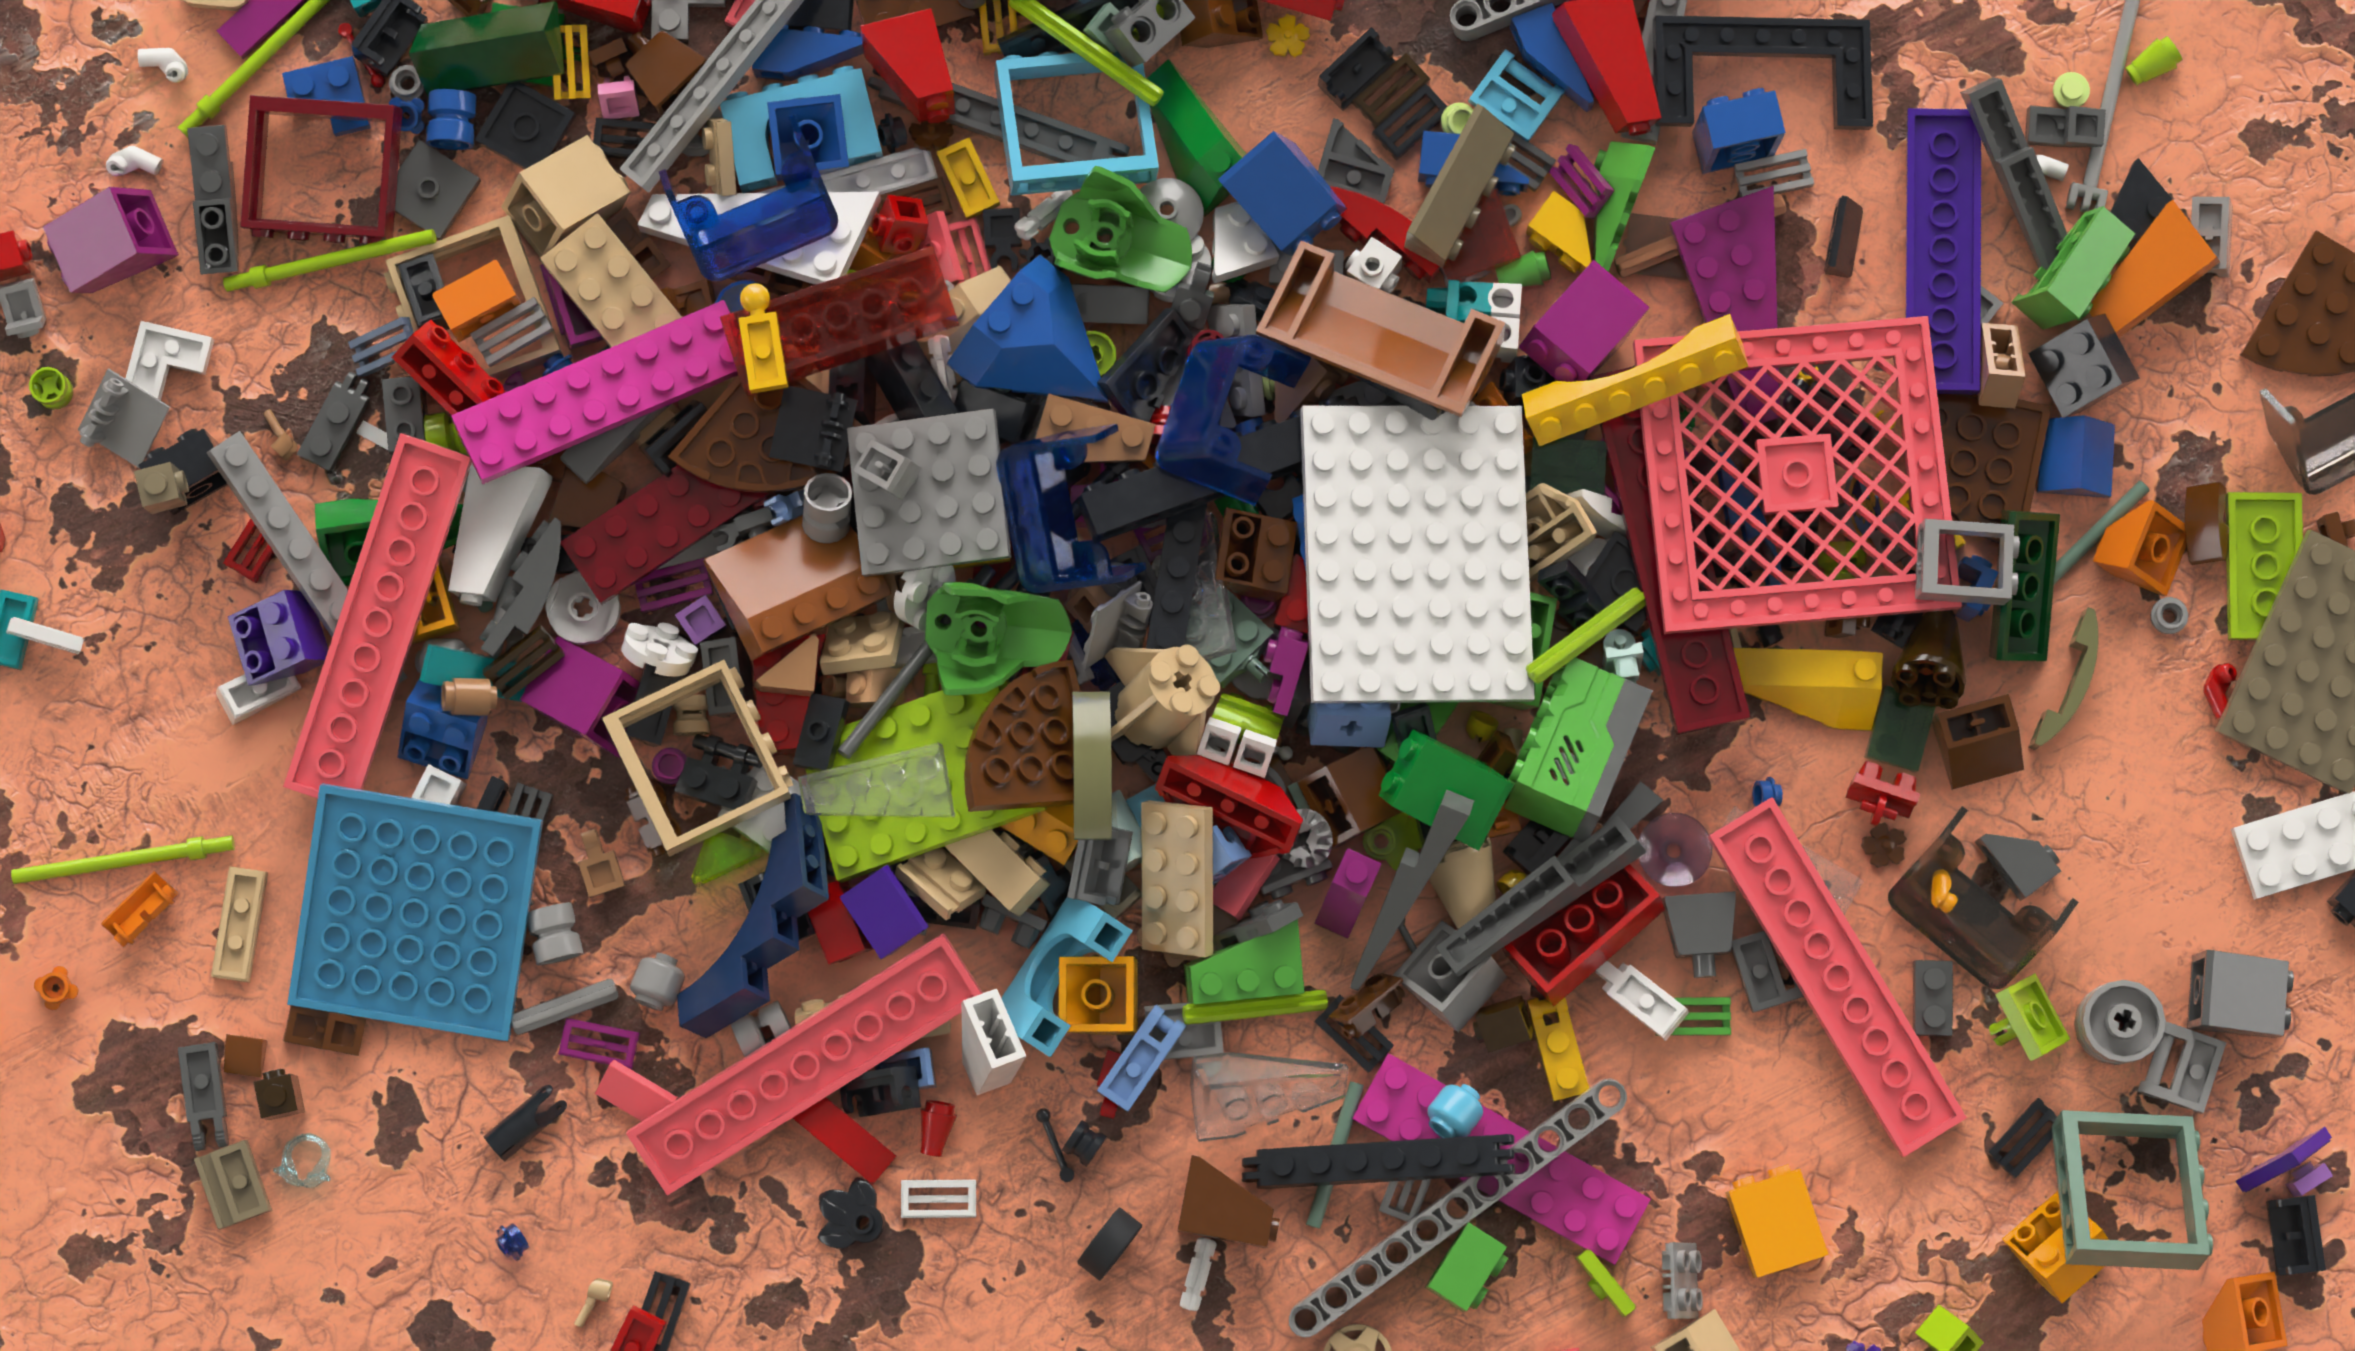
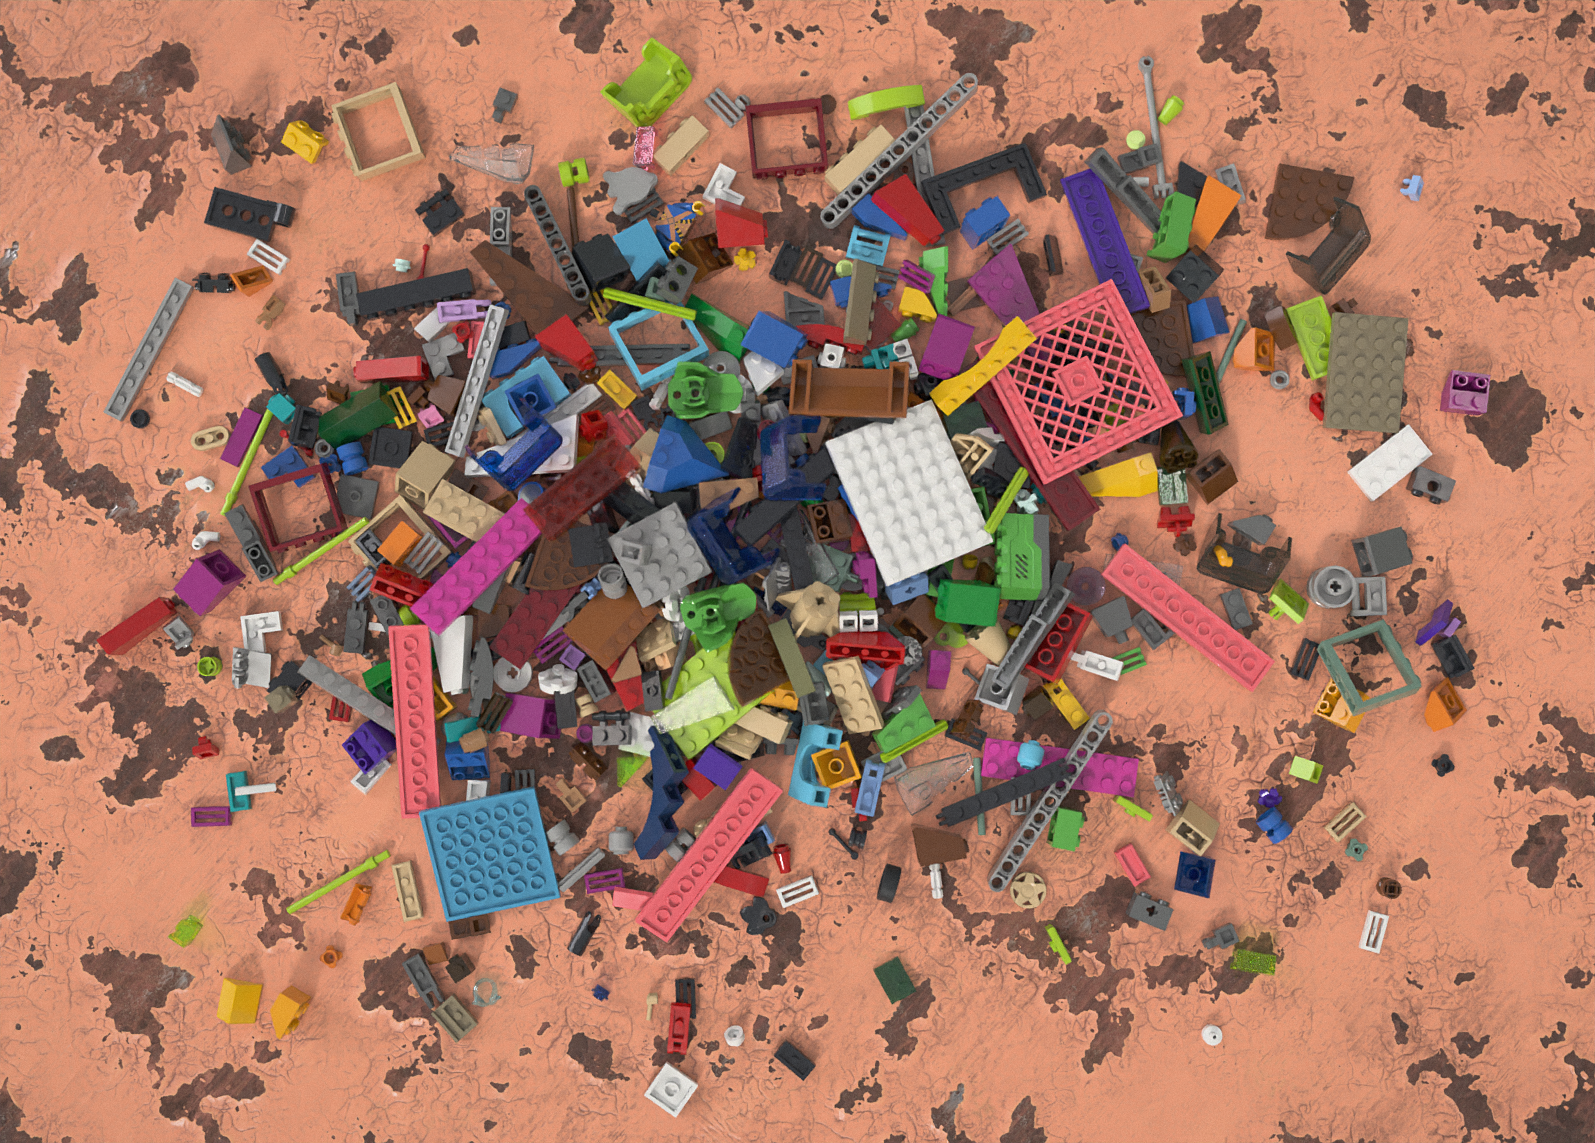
camera: 20 degrees left, 5 degrees up
(748, 716) = (575, 750): tan window -> none
(761, 341) = (548, 514): yellow plate -> none
(989, 1042) = (793, 809): white slope -> none
(1411, 878) = (968, 651): dark grey slope -> none
(1776, 1221) = (1203, 746): light orange brick -> none
(1928, 554) = (1160, 402): light grey window -> none
(2085, 640) = (1244, 406): olive slope -> none

